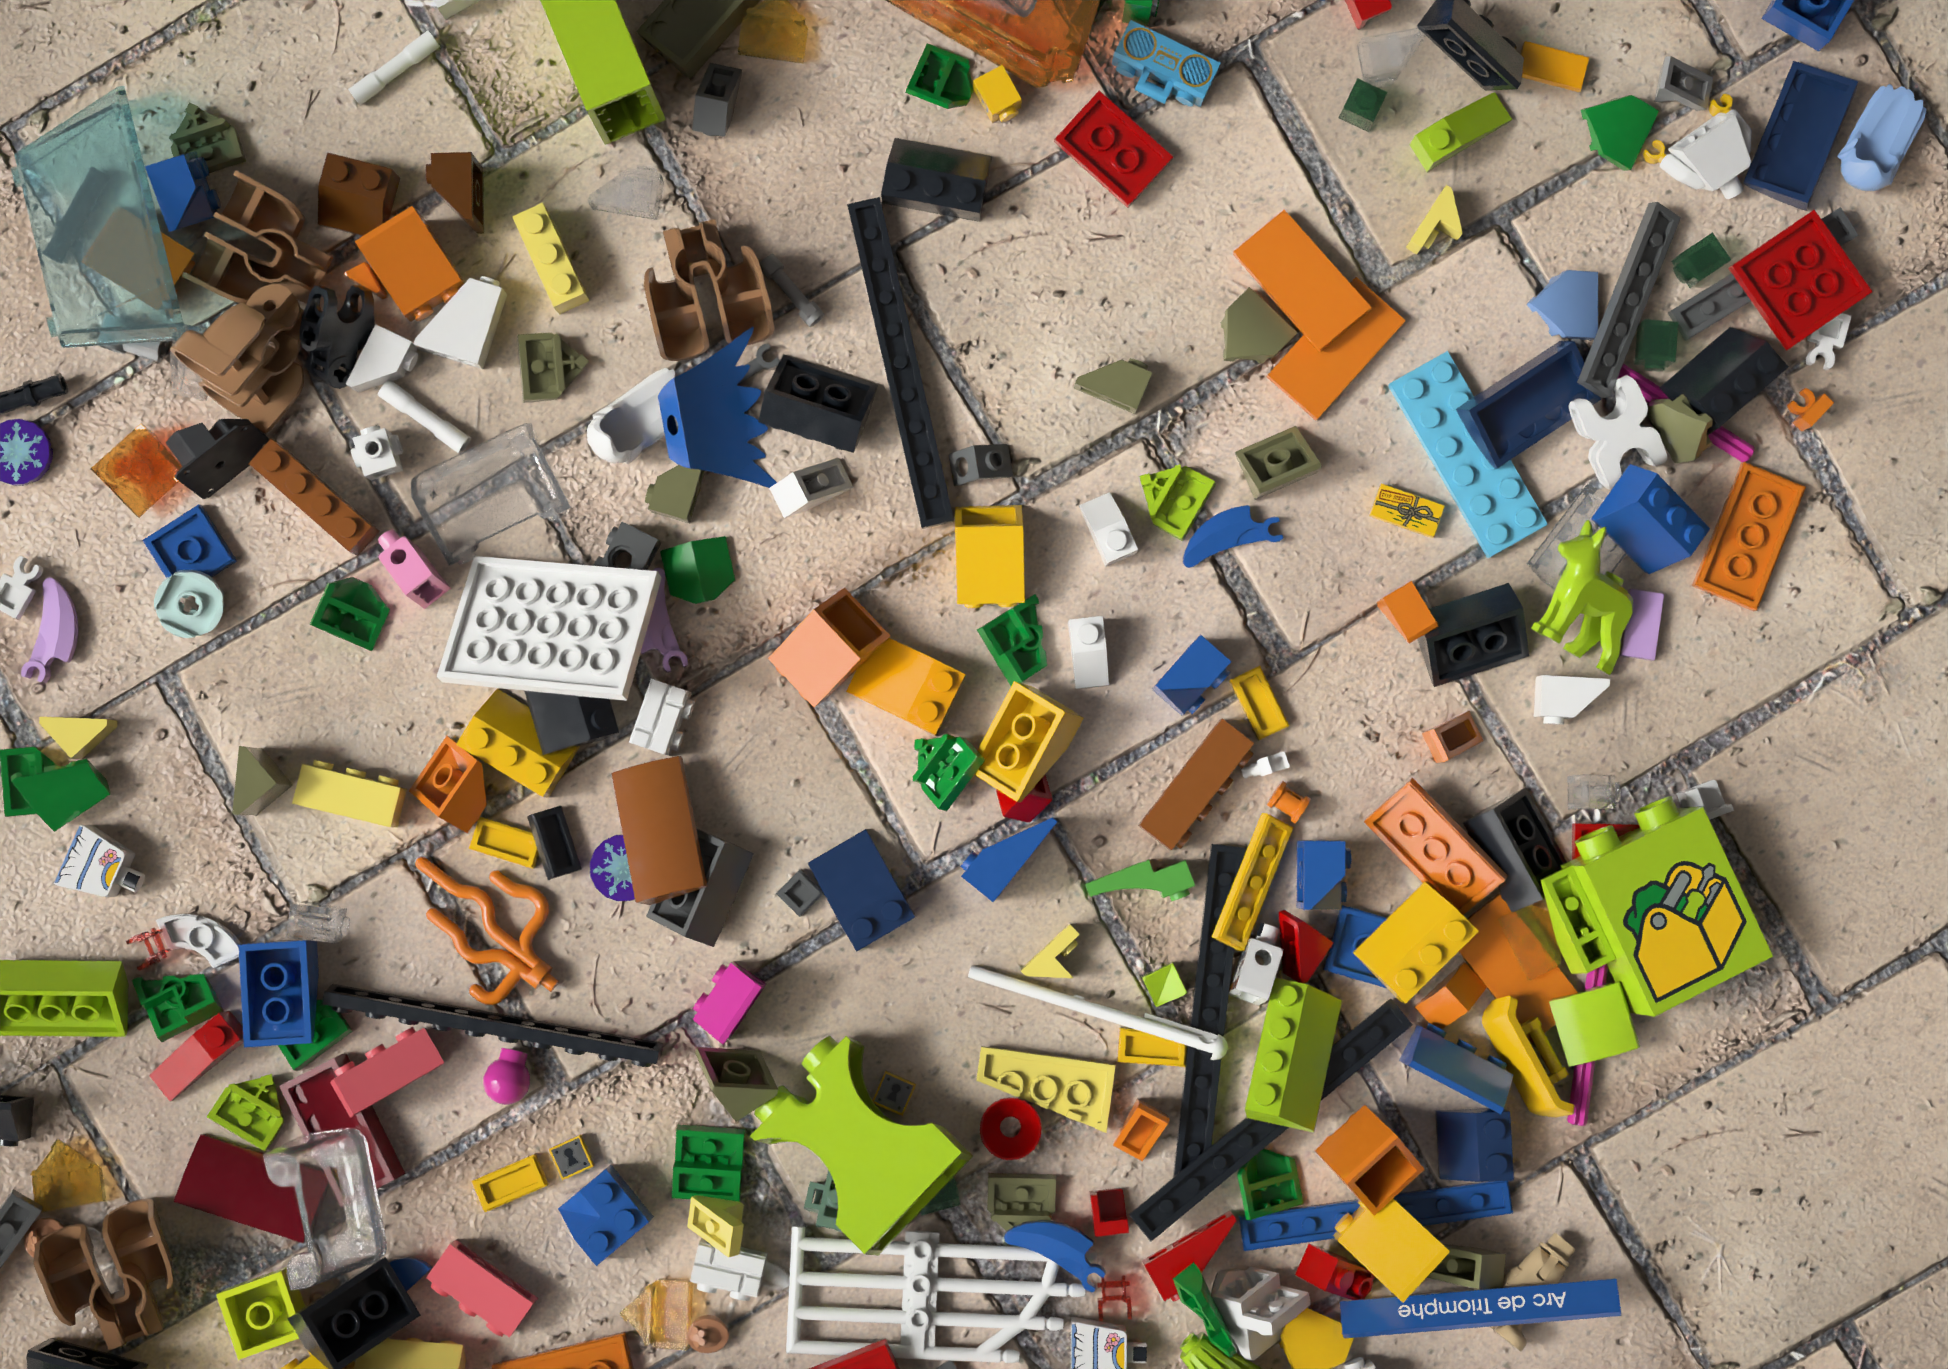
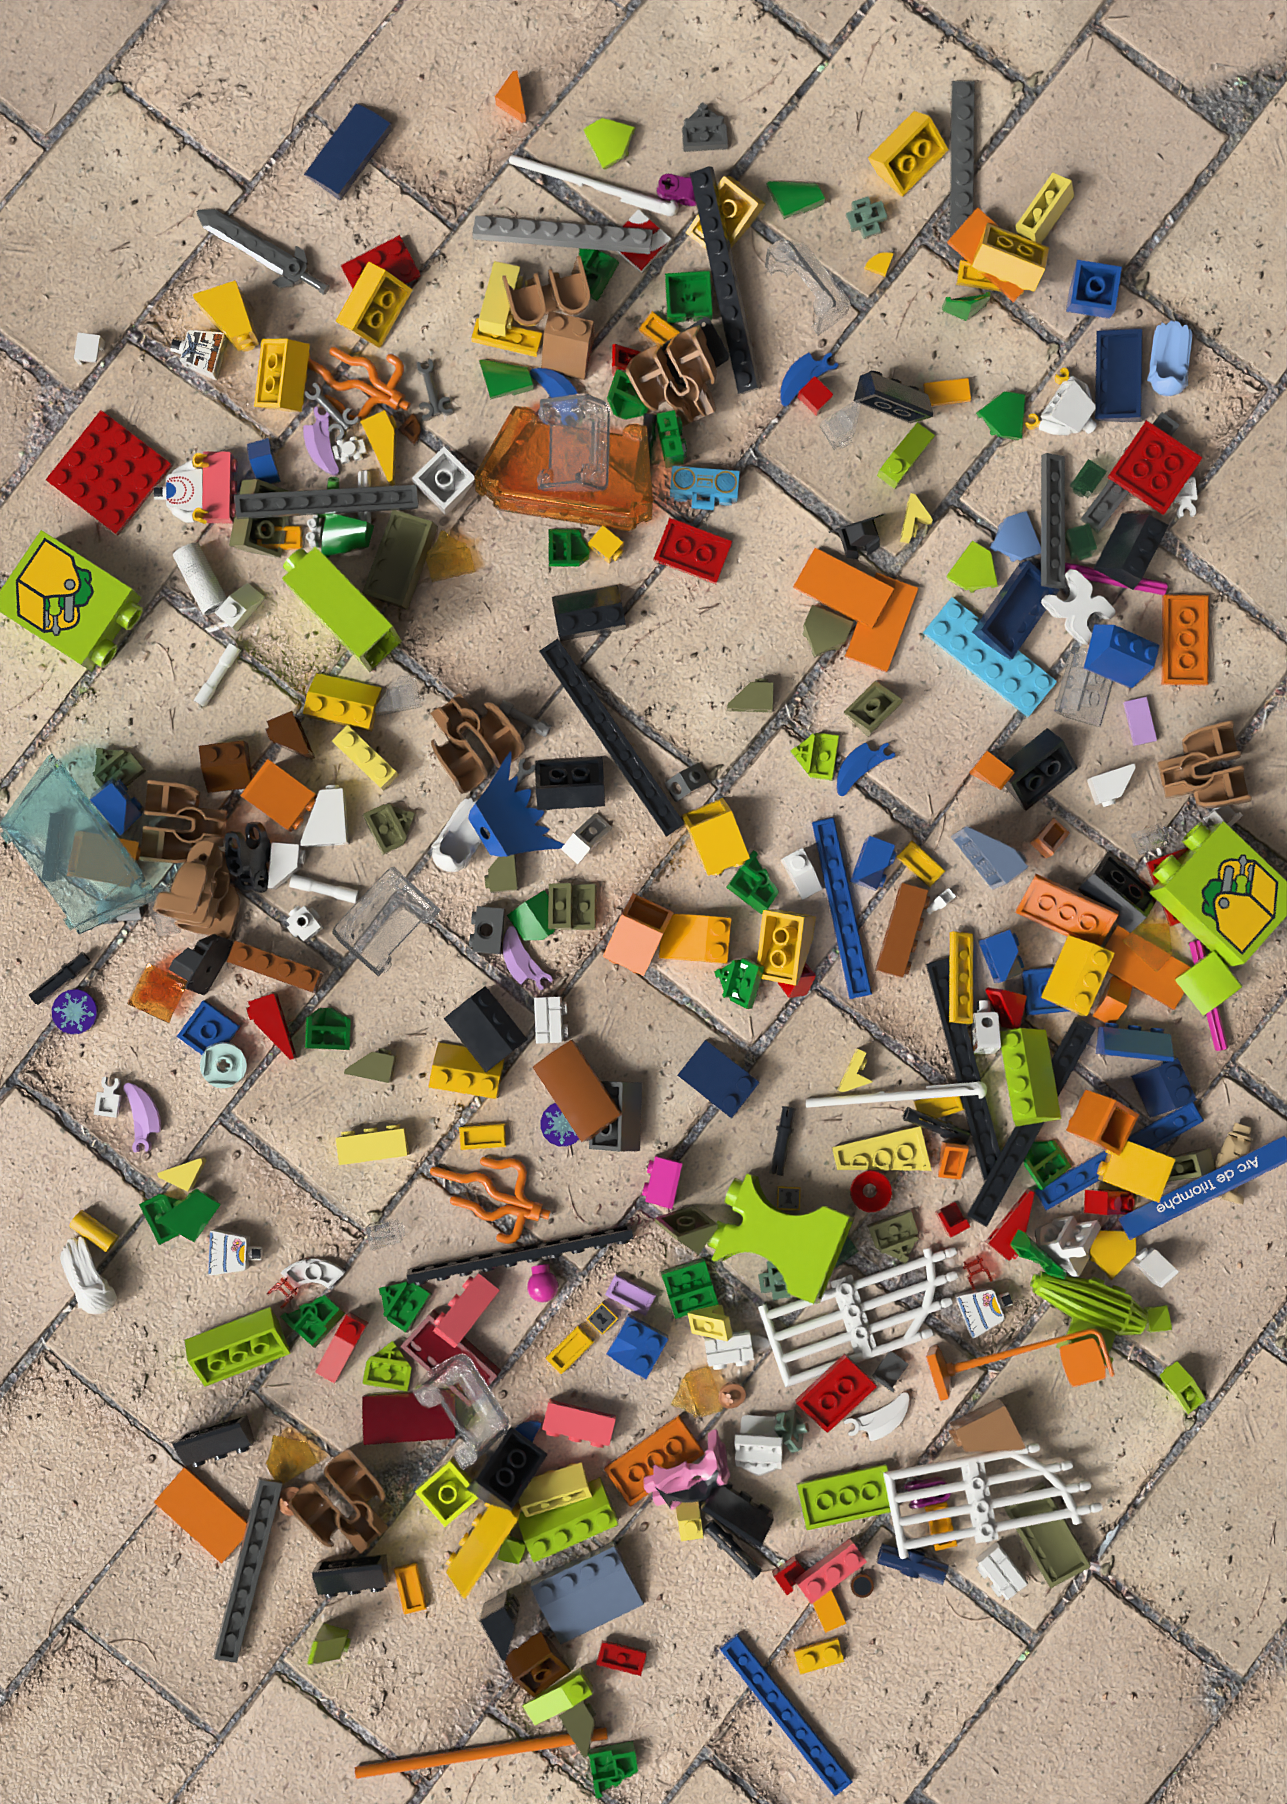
camera: 25 degrees left, 0 degrees up
(257, 781) = (311, 1159): olive slope -> none
(278, 992) = (378, 1287): blue slope -> none
(279, 566) = (271, 1021): none -> red slope
(366, 277) = (253, 815): orange slope -> none
(396, 687) = (374, 1066): none -> olive slope
(411, 569) = (359, 991): bright pink torso -> none
(452, 786) = (435, 1114): orange slope -> none
(549, 170) = (342, 702): none -> yellow slope
(550, 627) = (459, 990): white plate -> none
(554, 842) = (513, 1125): black tile -> none
(623, 1140) = (630, 1294): none -> lavender tile
(716, 100) = (430, 616): dark grey slope -> none
(754, 574) = (572, 906): none -> olive slope
(800, 893) = (679, 1096): dark grey tile -> none
(924, 998) = (782, 1140): none -> black pin
(1001, 861) = (800, 1025): blue slope -> none
(1059, 1244) = (929, 1251): blue piece -> none
(1108, 529) = (783, 791): white slope -> none
(1125, 721) = (841, 908): none -> blue tile
(1164, 984) = (931, 1063): lime slope -> none
(1165, 1098) = (959, 1133): none -> black pin
(1169, 881) = (909, 997): bright green slope -> none
(1288, 801) = (964, 918): orange bush -> none
(1354, 214) = (859, 534): none -> black piece
(1358, 732) = (991, 858): none -> sand blue slope
(1362, 105) = (838, 462): clear green brick -> none
(1406, 510) = (965, 707): yellow tile -> none
(1493, 325) = (974, 569): none -> lime slope
(1521, 1060) = (1166, 1018): yellow piece -> none
(1575, 923) = (1172, 924): lime slope -> none
(1588, 592) = (1103, 715): lime animal -> none
(1680, 428) = (1116, 589): olive slope -> none
(1684, 84) = (1034, 372): light grey slope -> none
(1715, 694) = (1201, 748): none -> medium nougat piece
(1812, 411) = (1194, 546): orange tile -> none

